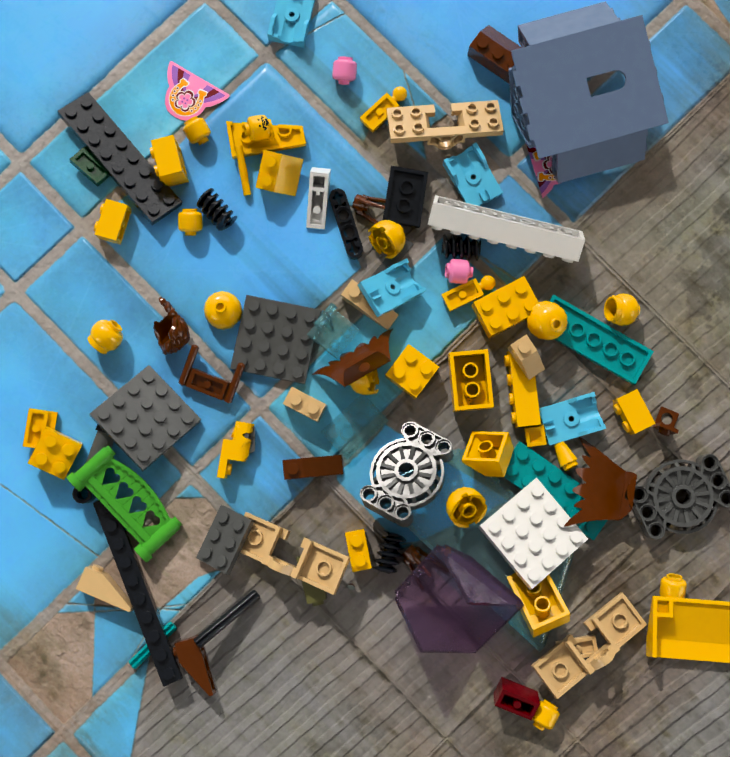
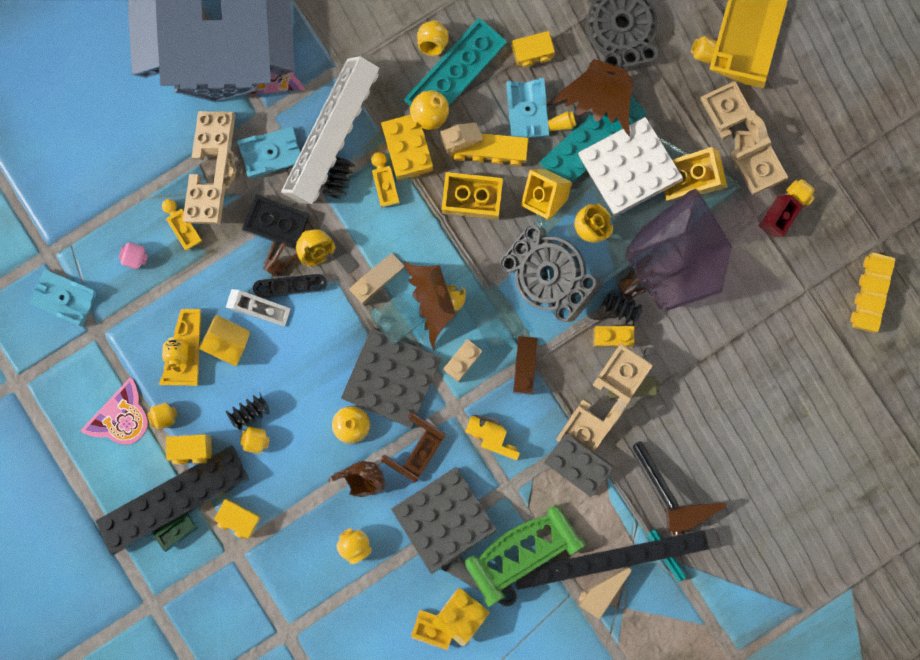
camera: 80 degrees left, 0 degrees up
(243, 170) = (215, 377): yellow piece -> none
(381, 296) = (367, 265): medium azure piece -> none
(411, 371) = (451, 250): yellow brick -> none
(458, 271) = (361, 185): bright pink head -> none
(493, 51) = (149, 102): reddish brown slope -> none
(535, 435) = (537, 145): yellow plate -> none
(666, 429) = (555, 22): reddish brown bracket -> none

